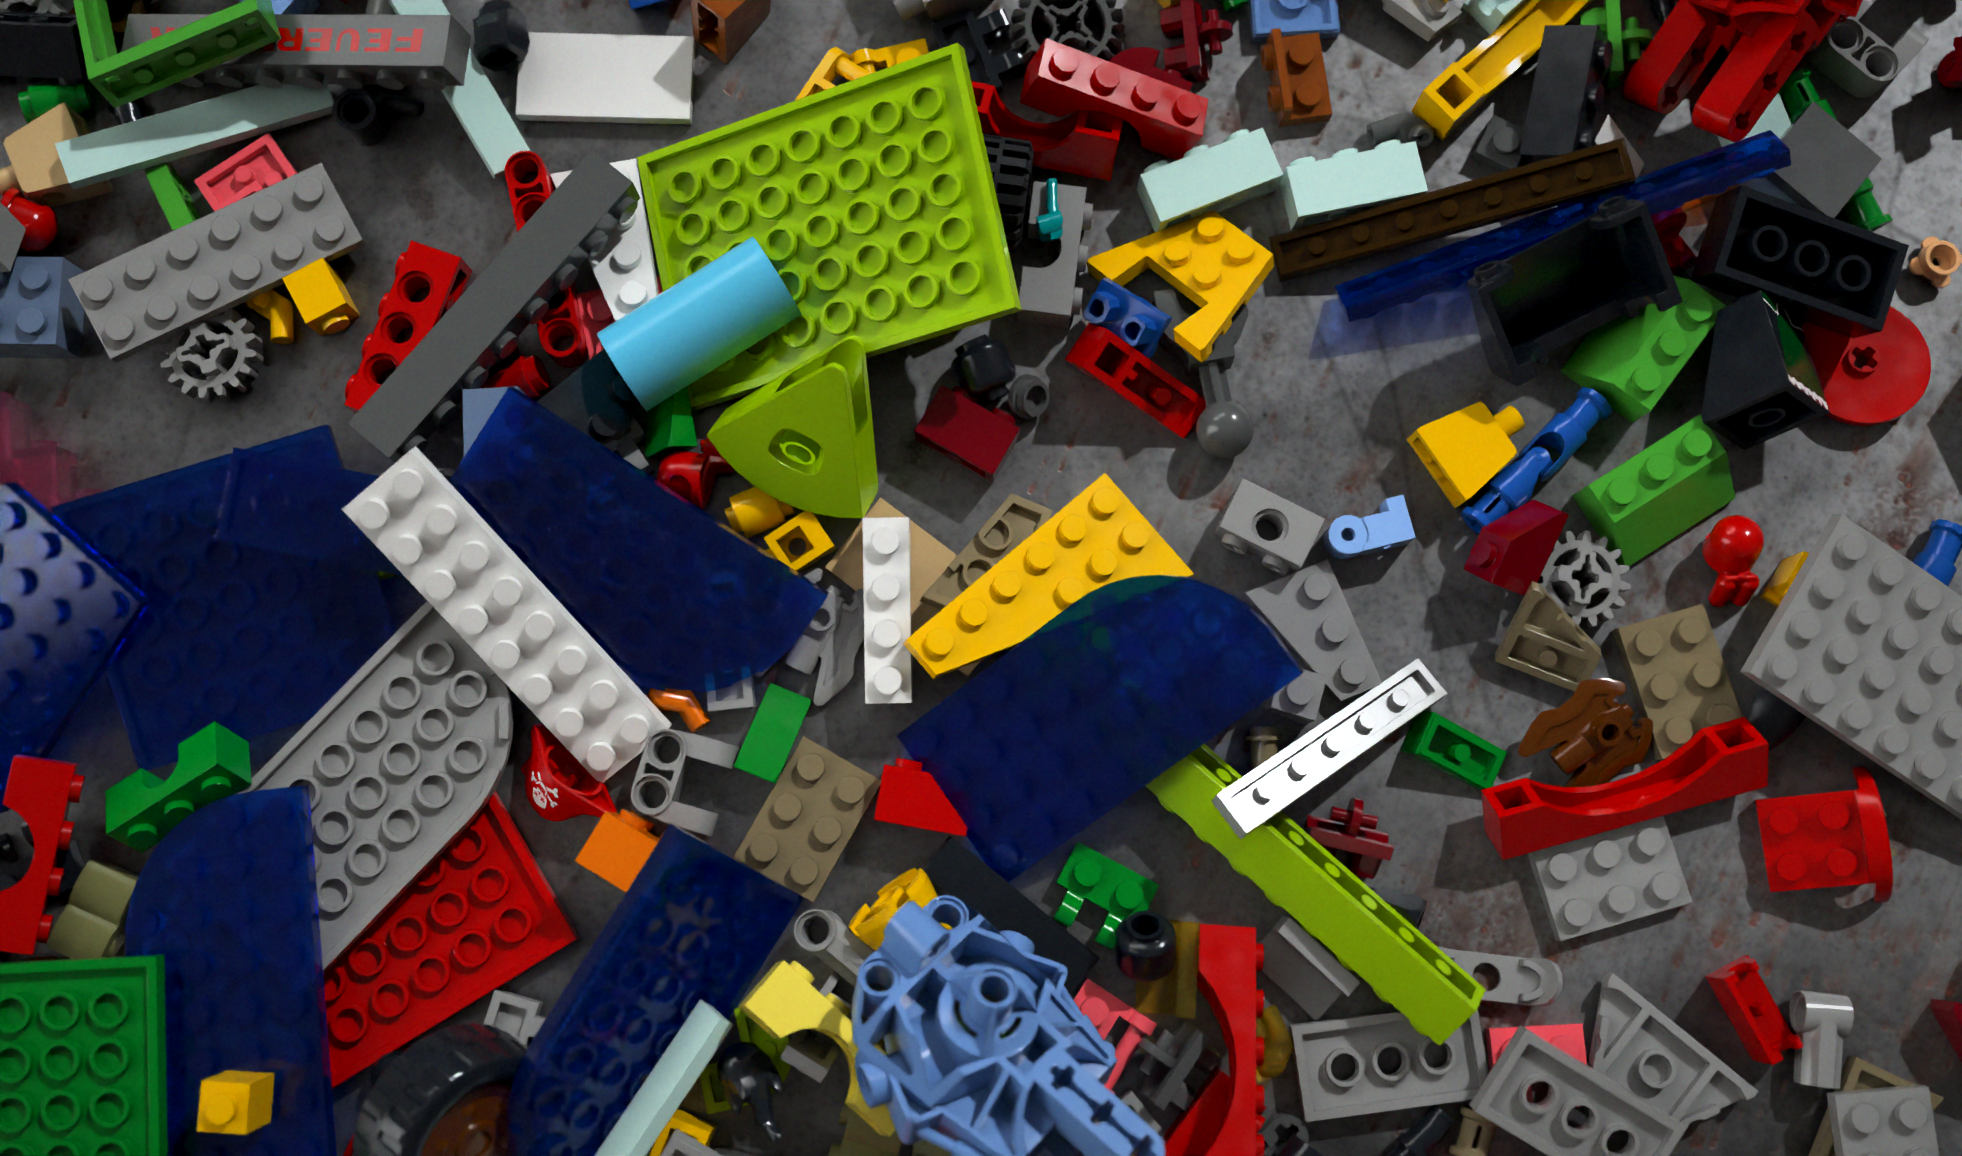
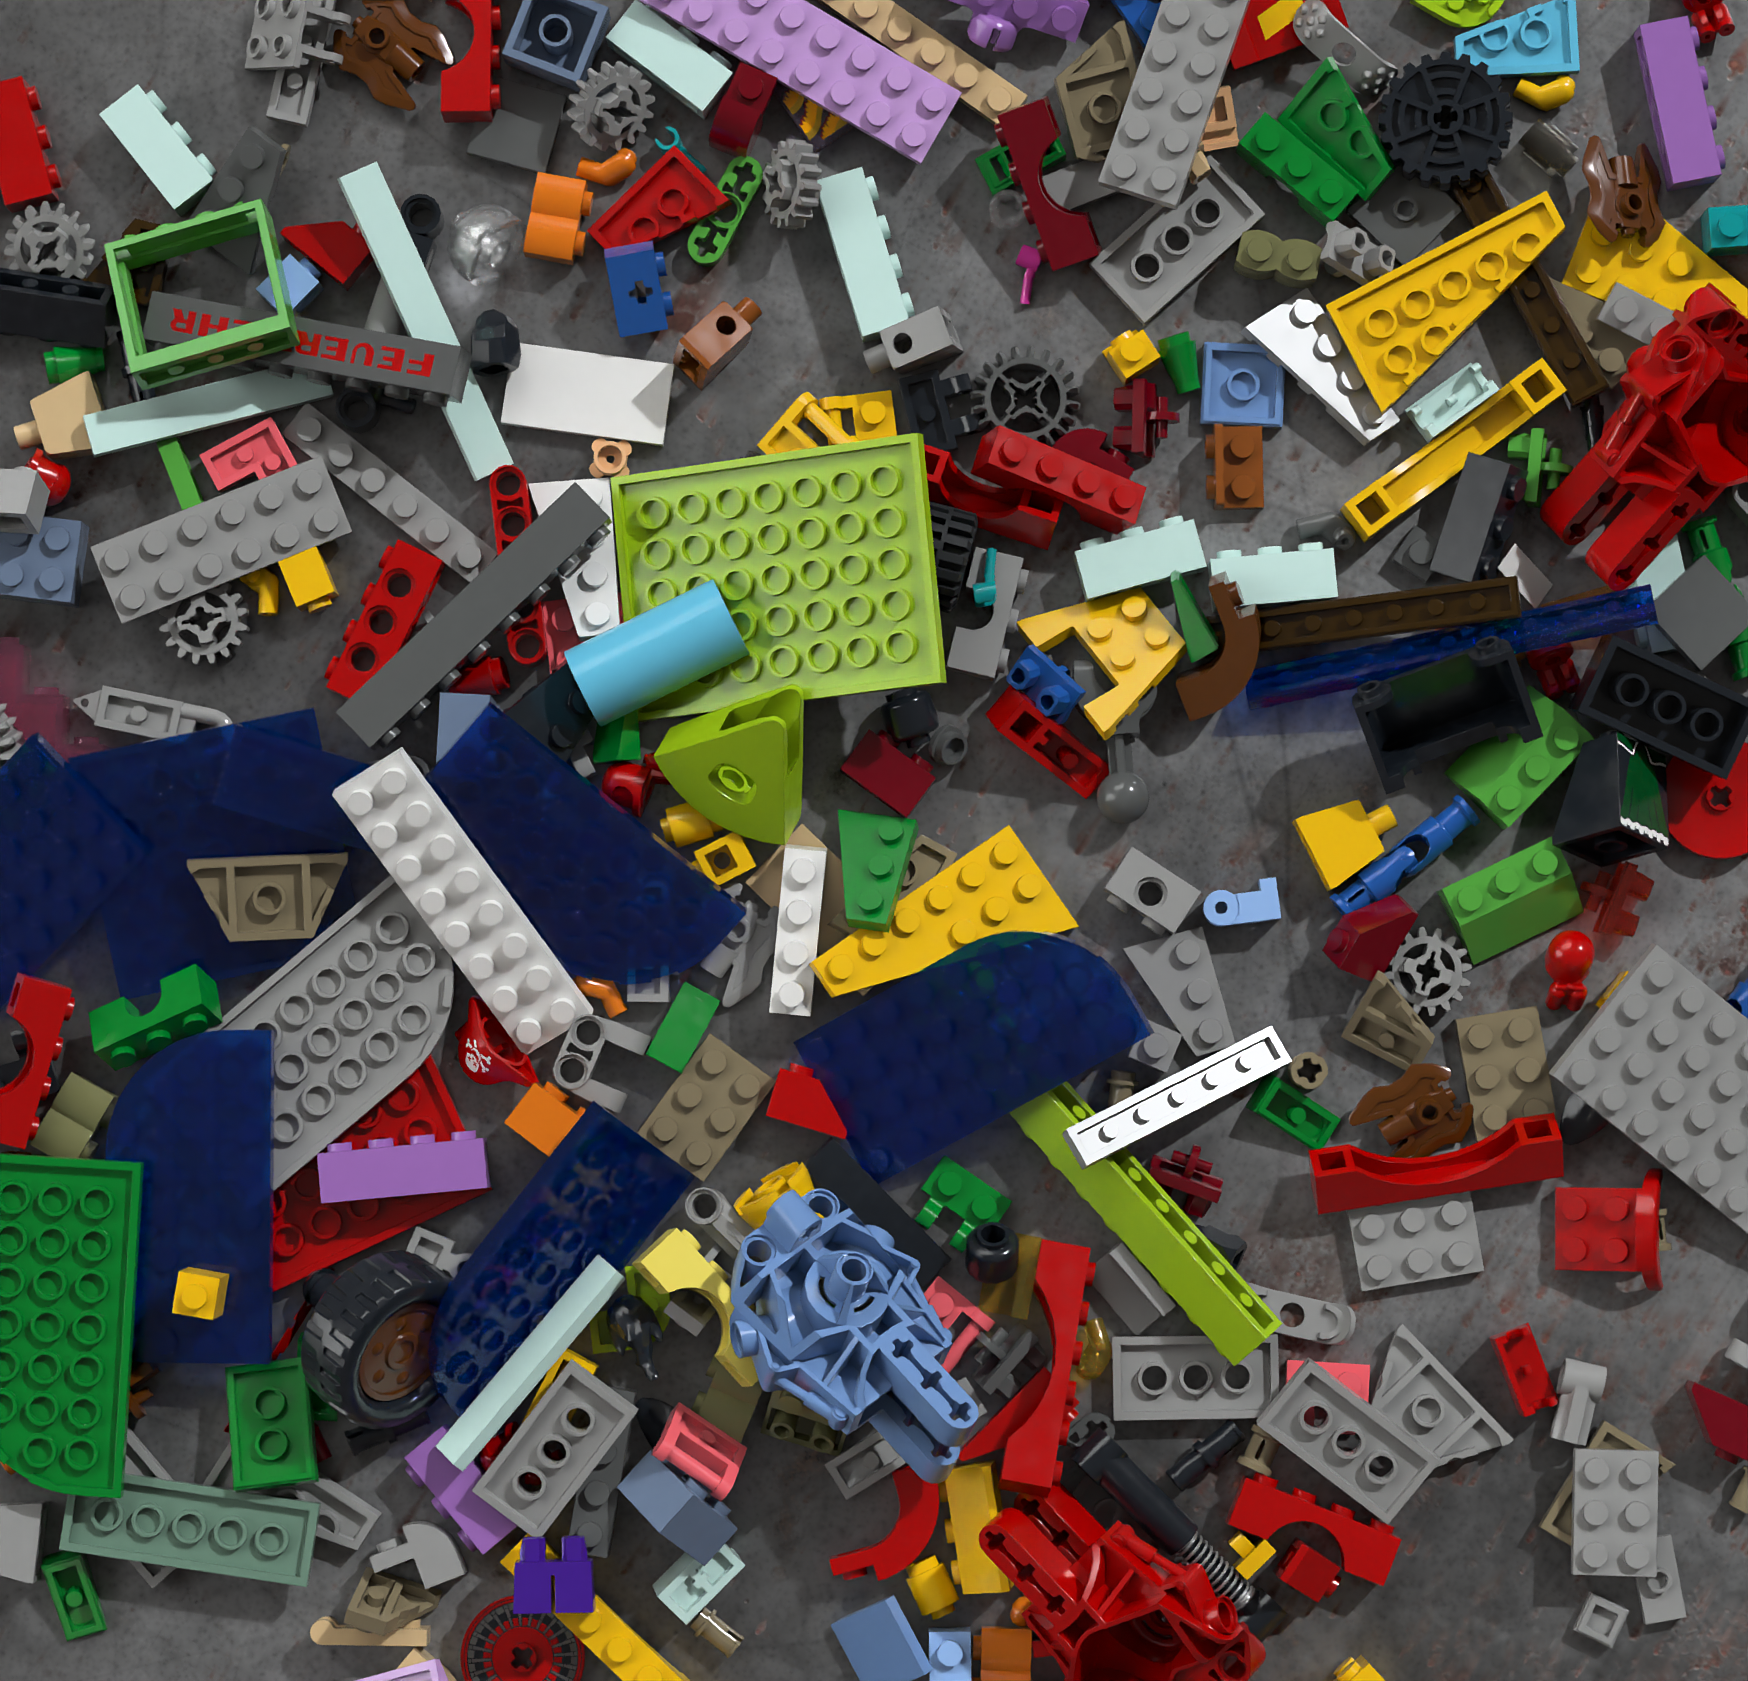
camera: 10 degrees right, 5 degrees up
(140, 457) = (146, 714): none -> light grey plate
(293, 634) = (269, 894): none -> dark tan wing
(395, 195) = (389, 493): none -> light grey plate
(470, 927) = (403, 1169): none -> medium lavender brick
(630, 129) = (602, 450): none -> light nougat plate
(963, 531) = (874, 865): none -> green wing
(1277, 231) = (1197, 630): none -> green slope
(1329, 269) = (1225, 676): none -> reddish brown arch
(1481, 702) = (1297, 1063): none -> dark tan bush
(1765, 476) = (1625, 882): none -> clear red hips

